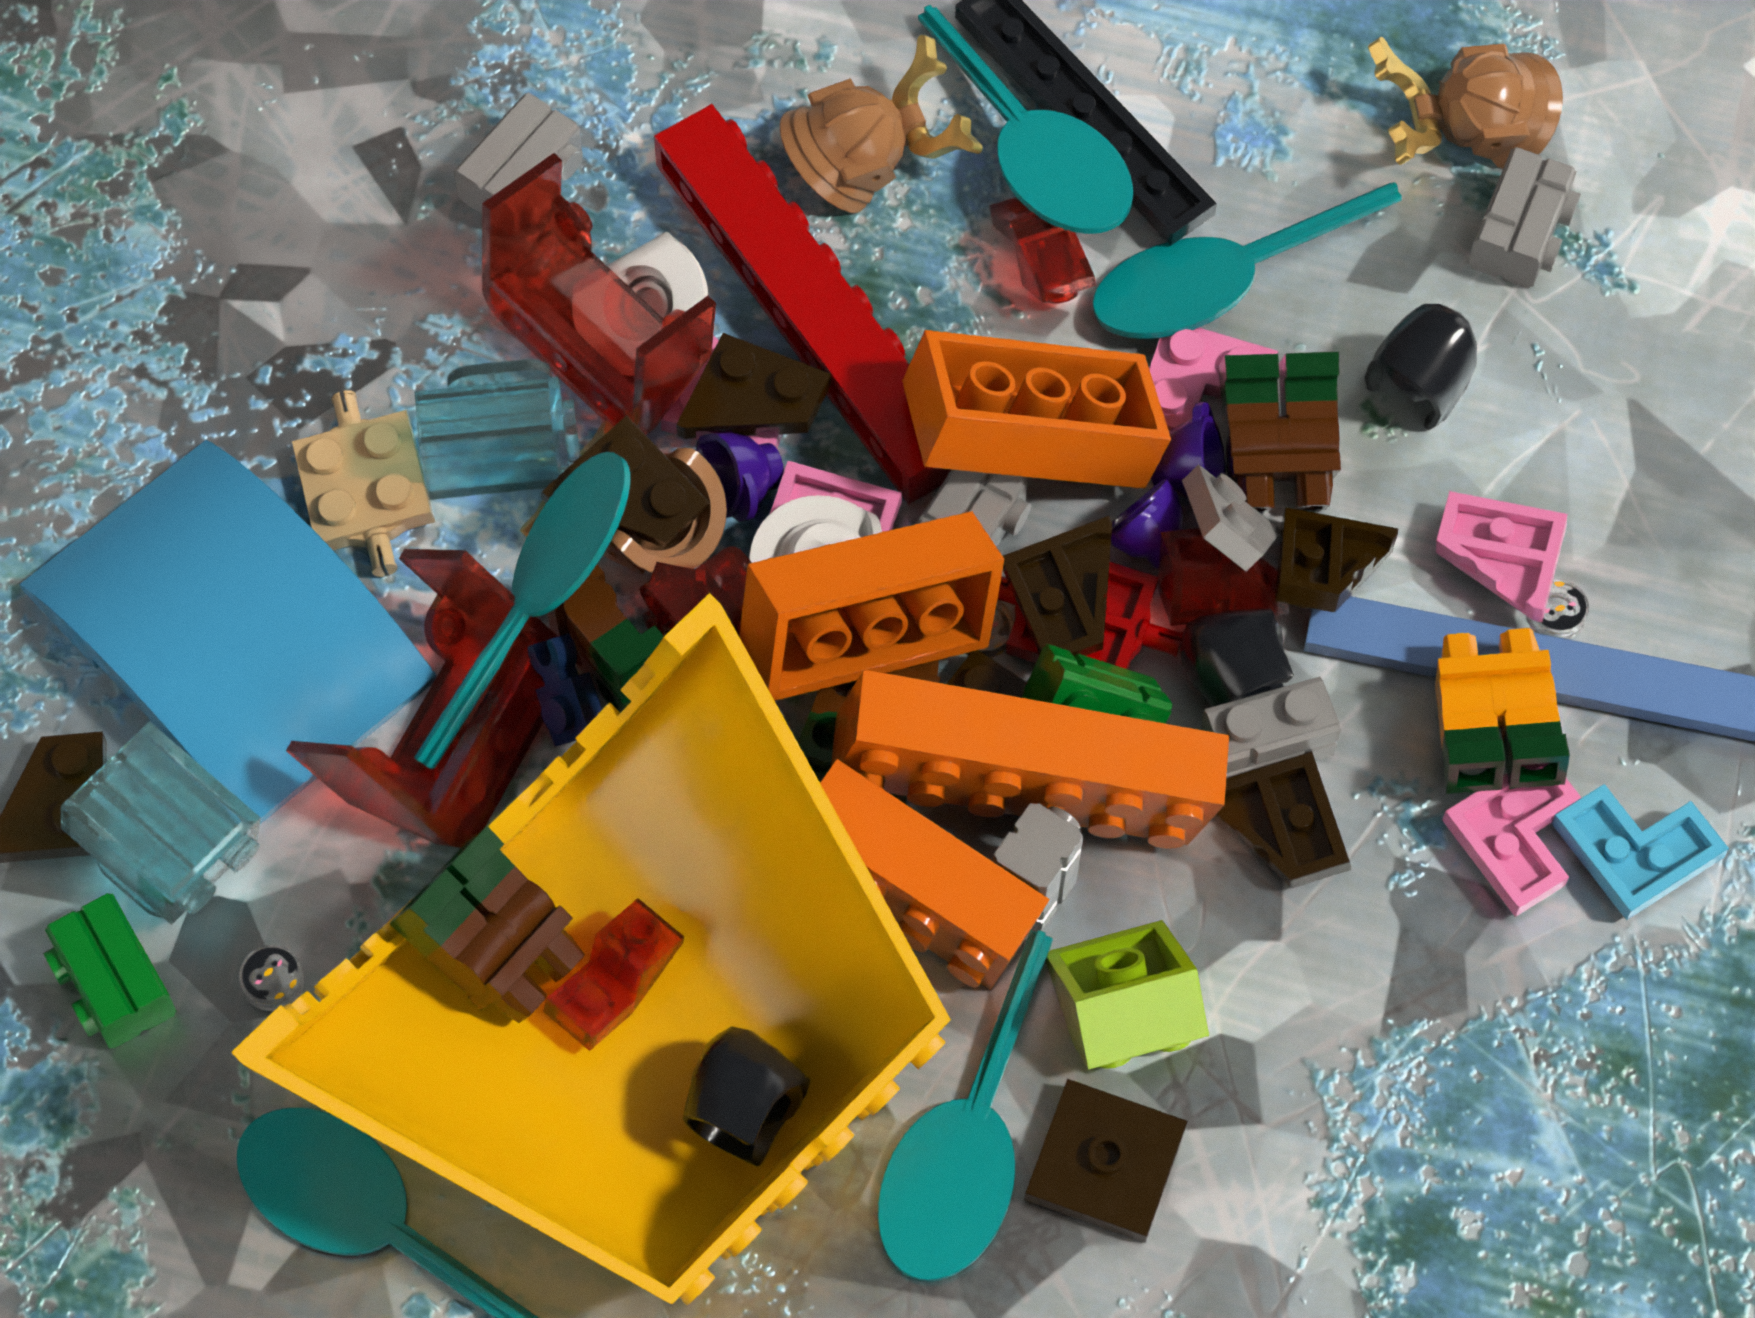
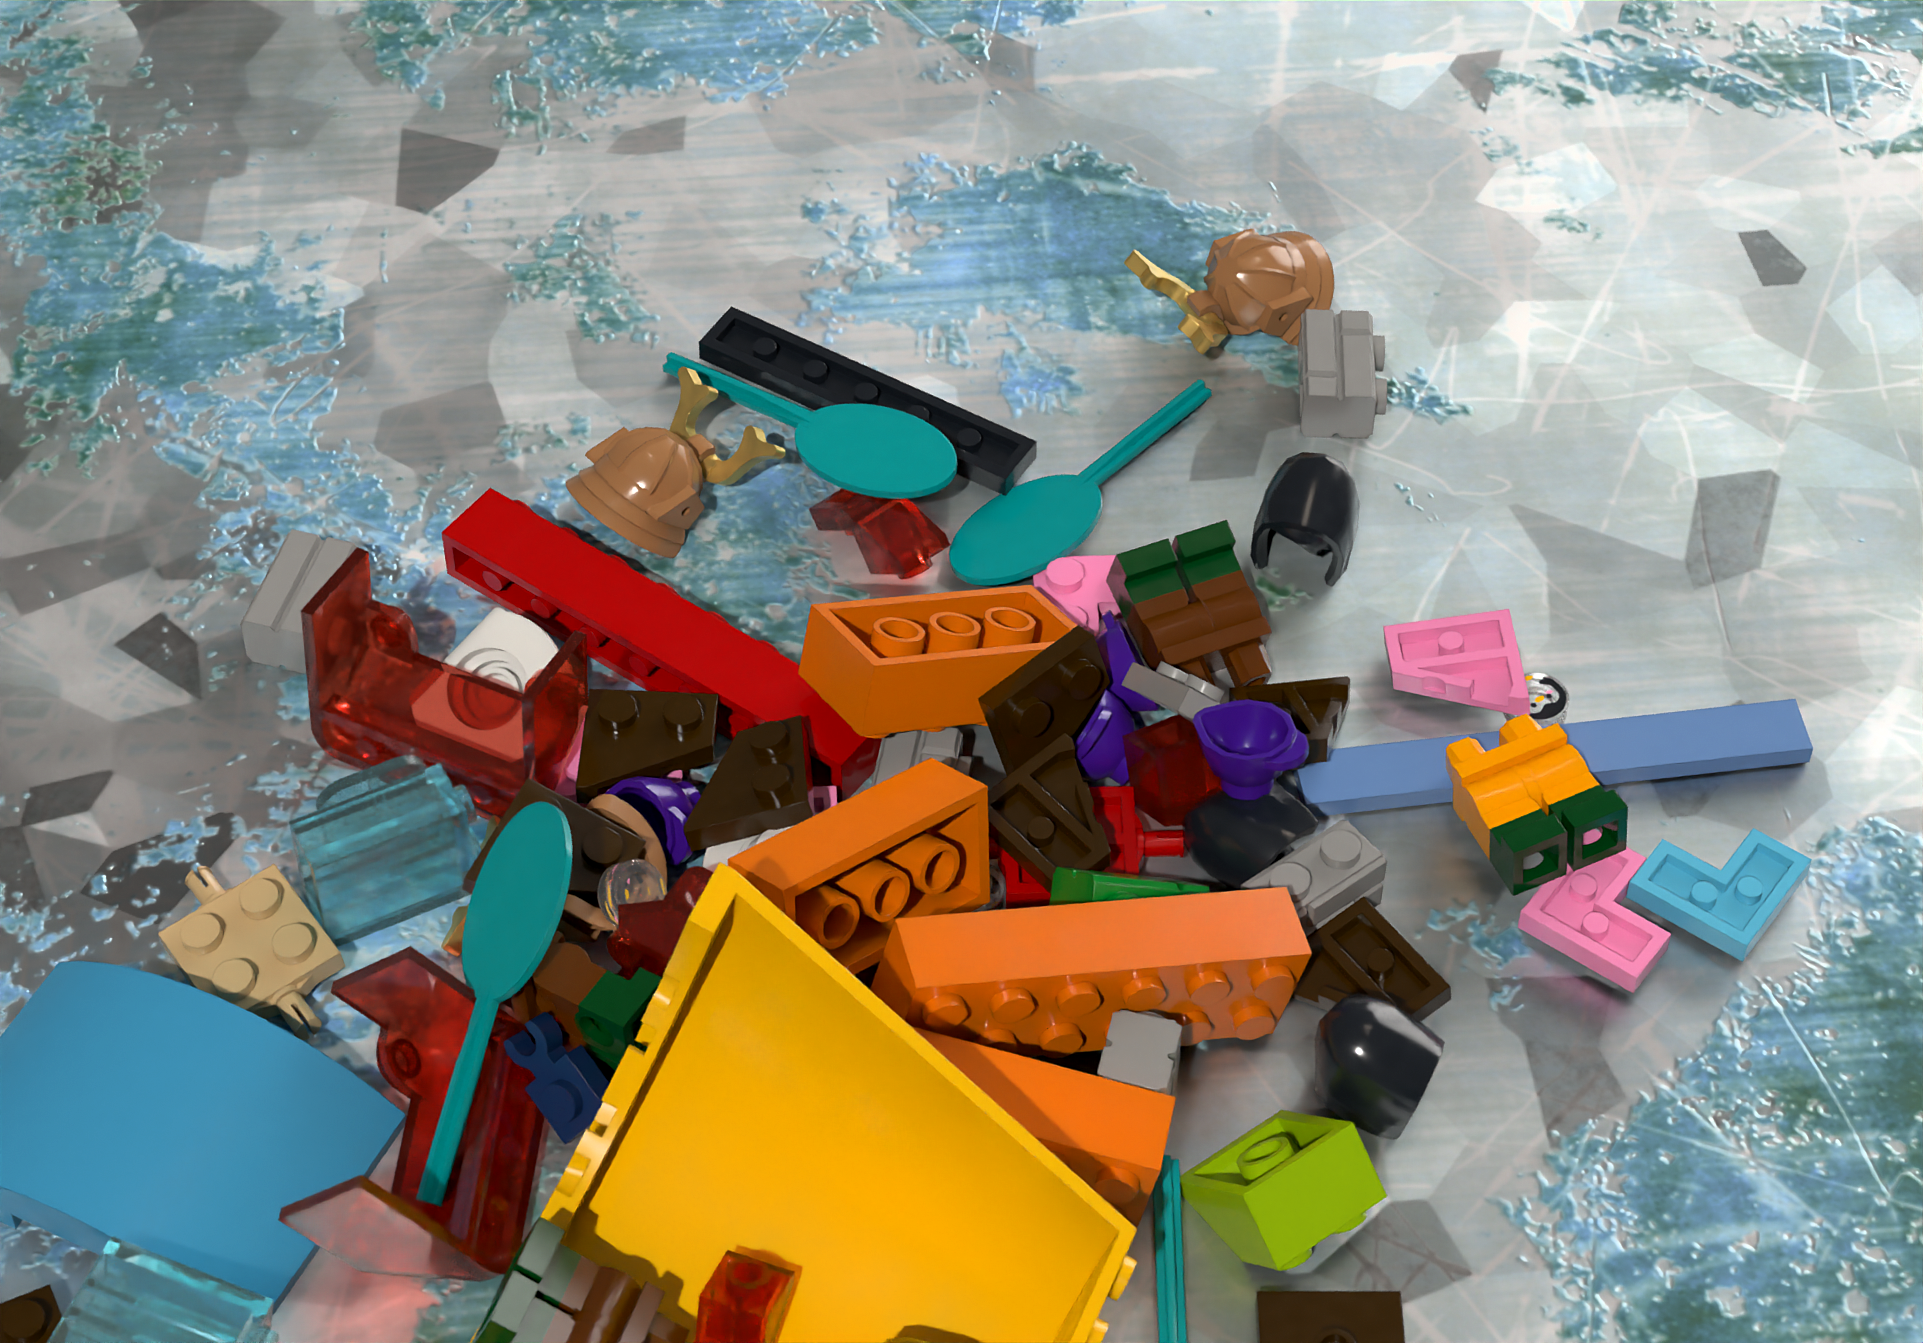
camera: 20 degrees left, 15 degrees down
(680, 543) = (629, 883): none -> clear tile
(826, 478) = (756, 786): none -> dark brown wing
(1106, 476) = (1045, 698): none -> dark brown wing
(1252, 910) = (1374, 1063): none -> black piece
(1254, 587) = (1249, 745): none -> dark purple piece

